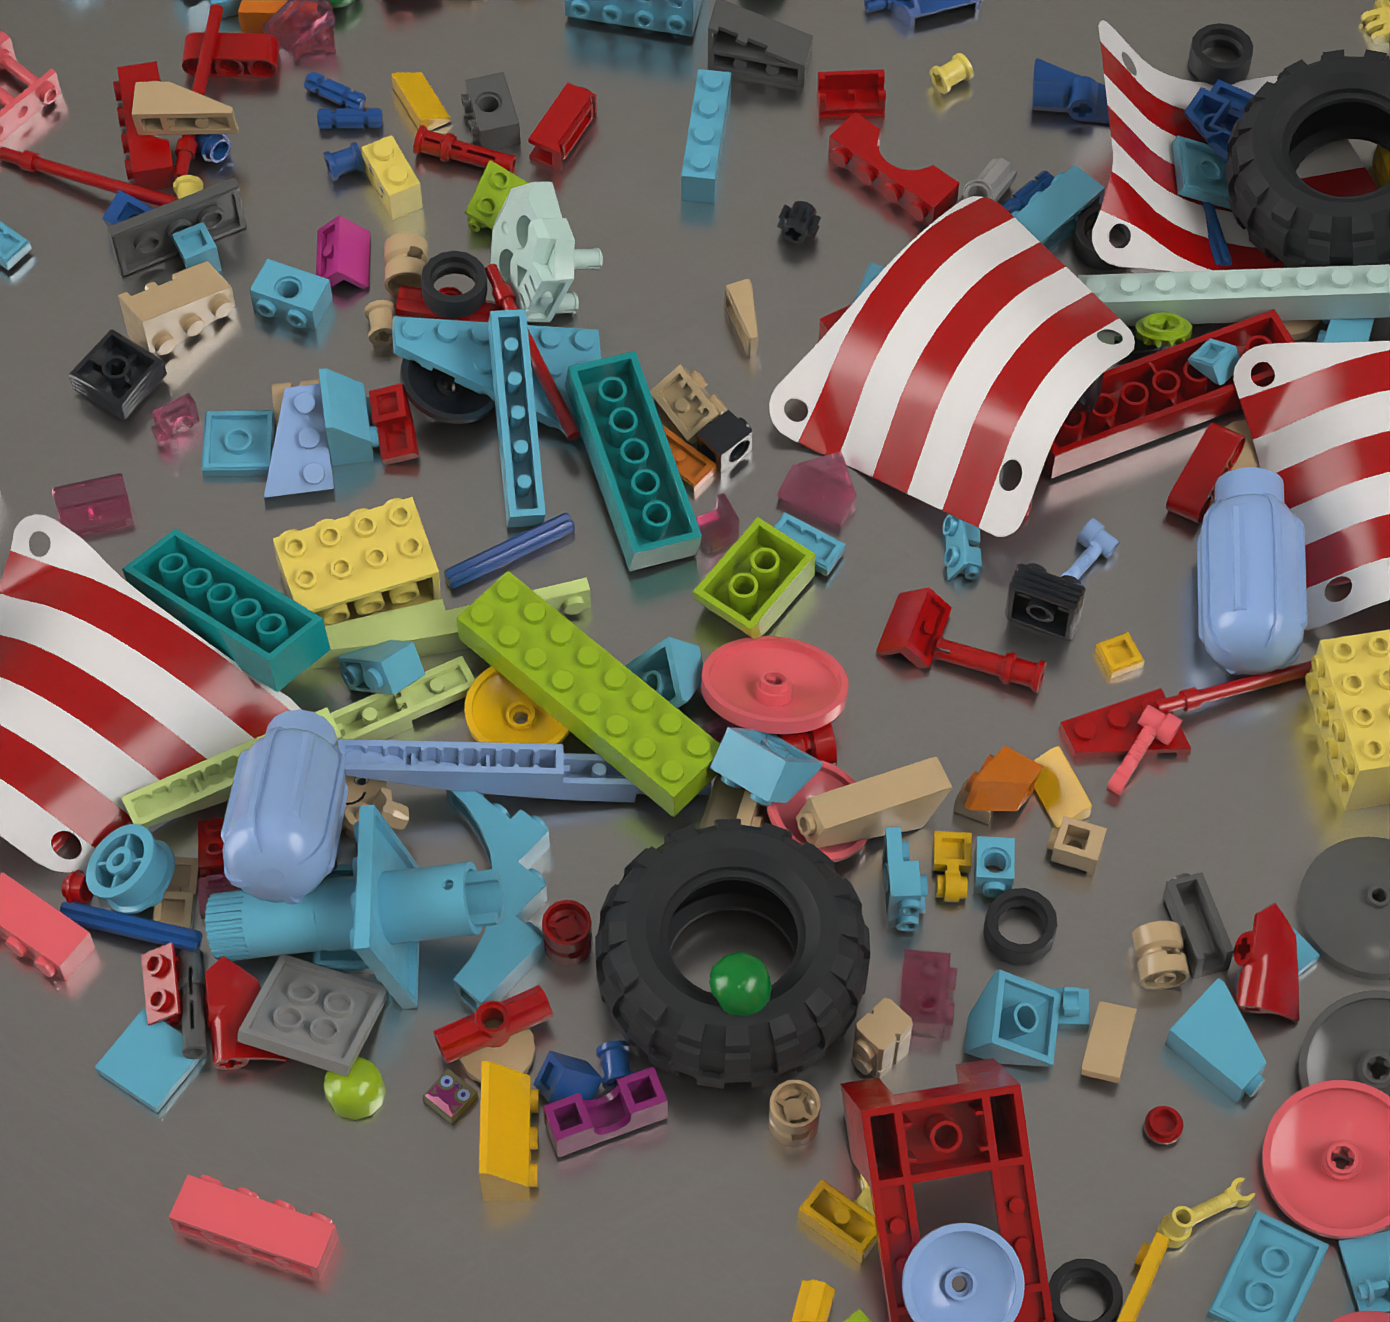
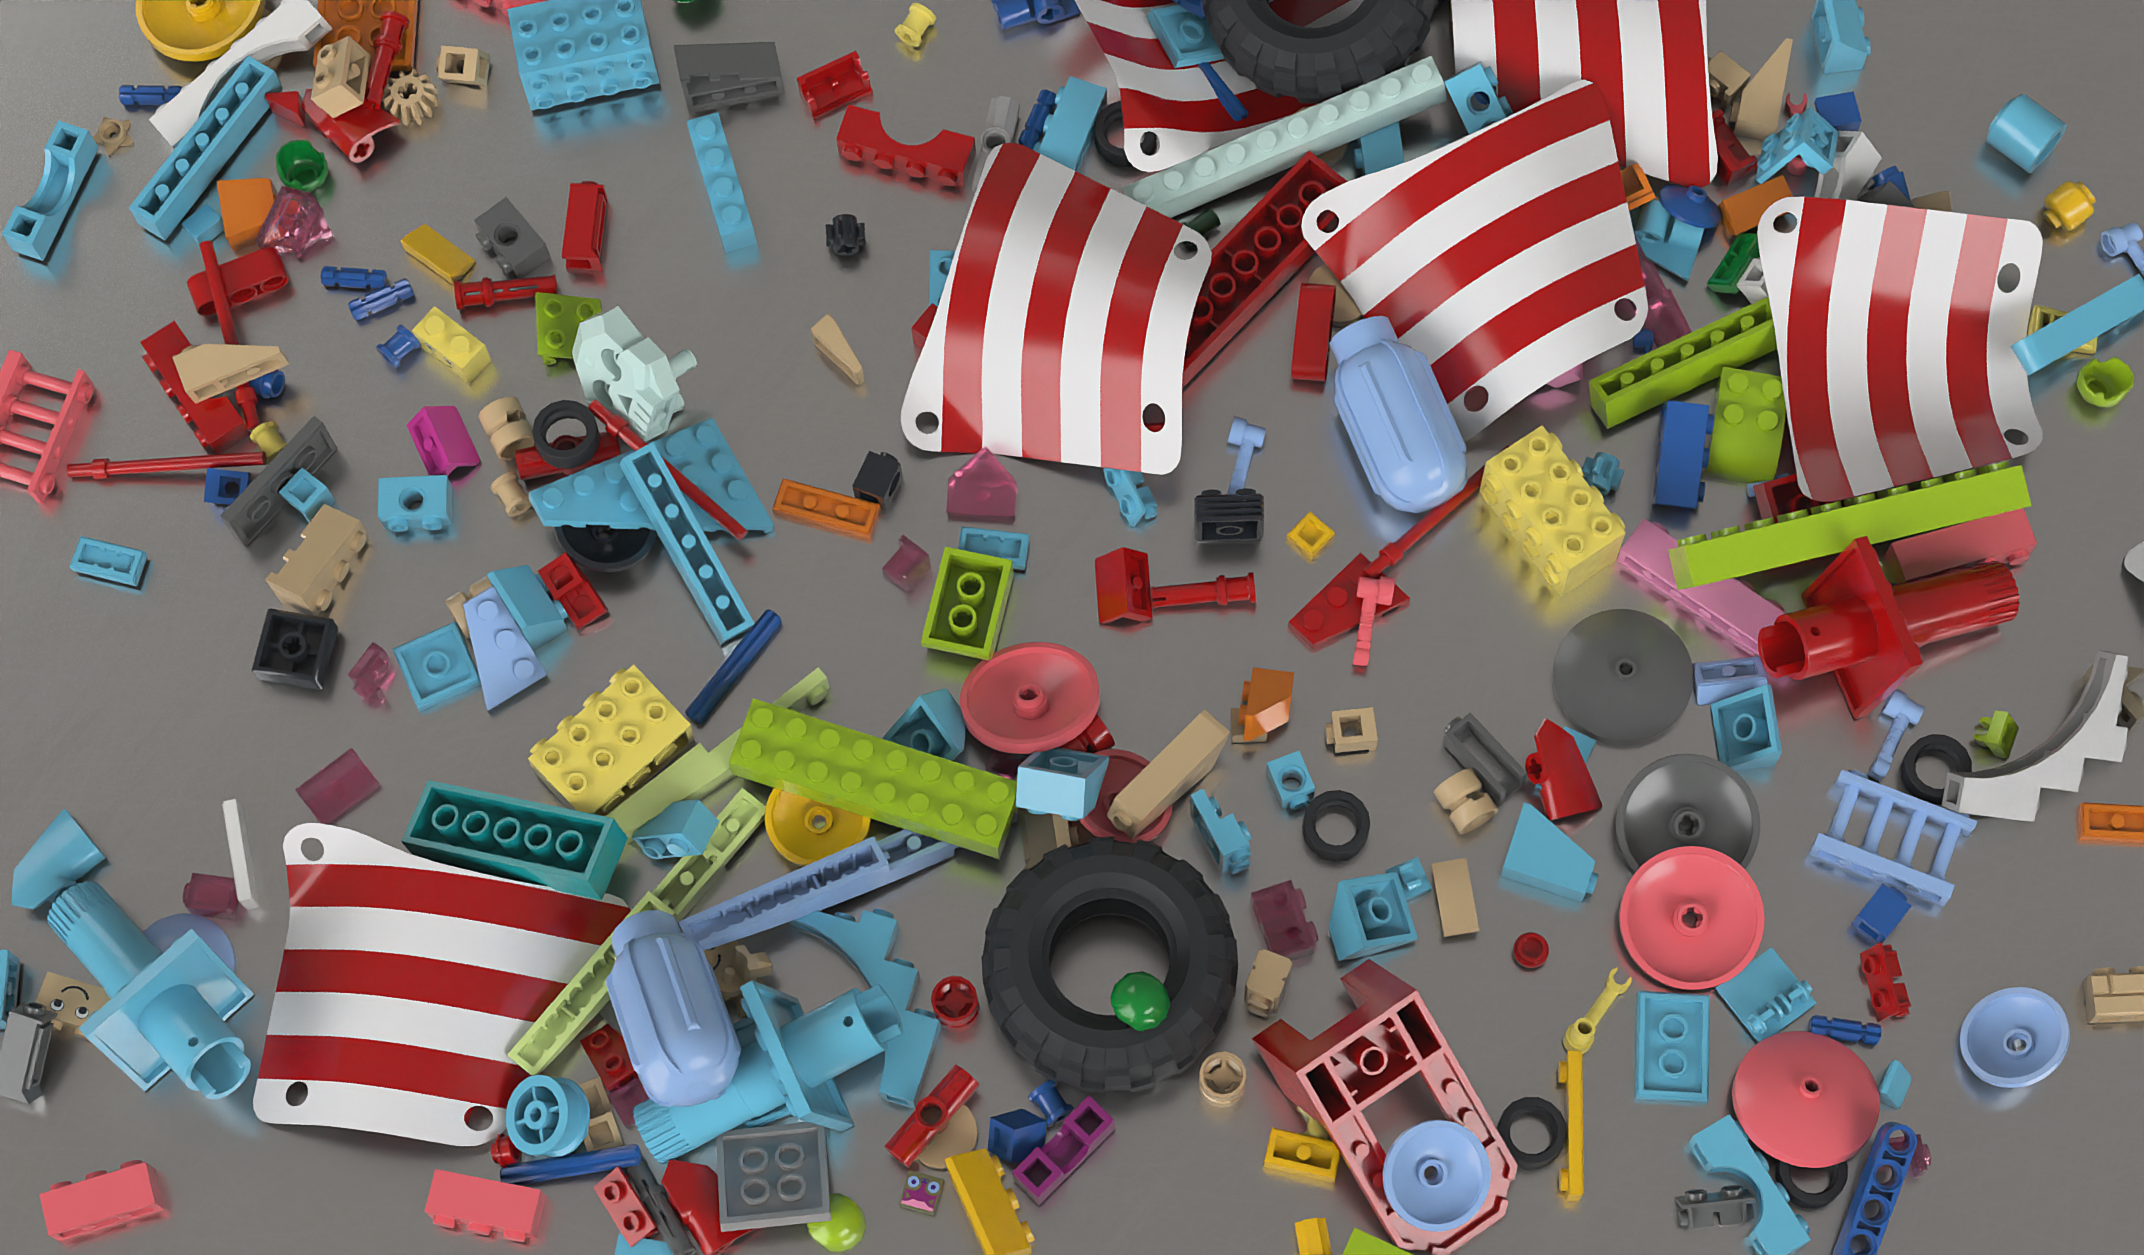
camera: 20 degrees left, 10 degrees up
(632, 461) = (807, 537): teal brick -> none
(687, 402) = (828, 455): tan bracket -> none
(952, 855) = (1251, 785): yellow plate -> none
(1060, 789) = (1315, 684): yellow slope -> none
(1163, 329) = (1207, 209): lime gear -> none
(1215, 360) = (1280, 224): medium azure slope -> none

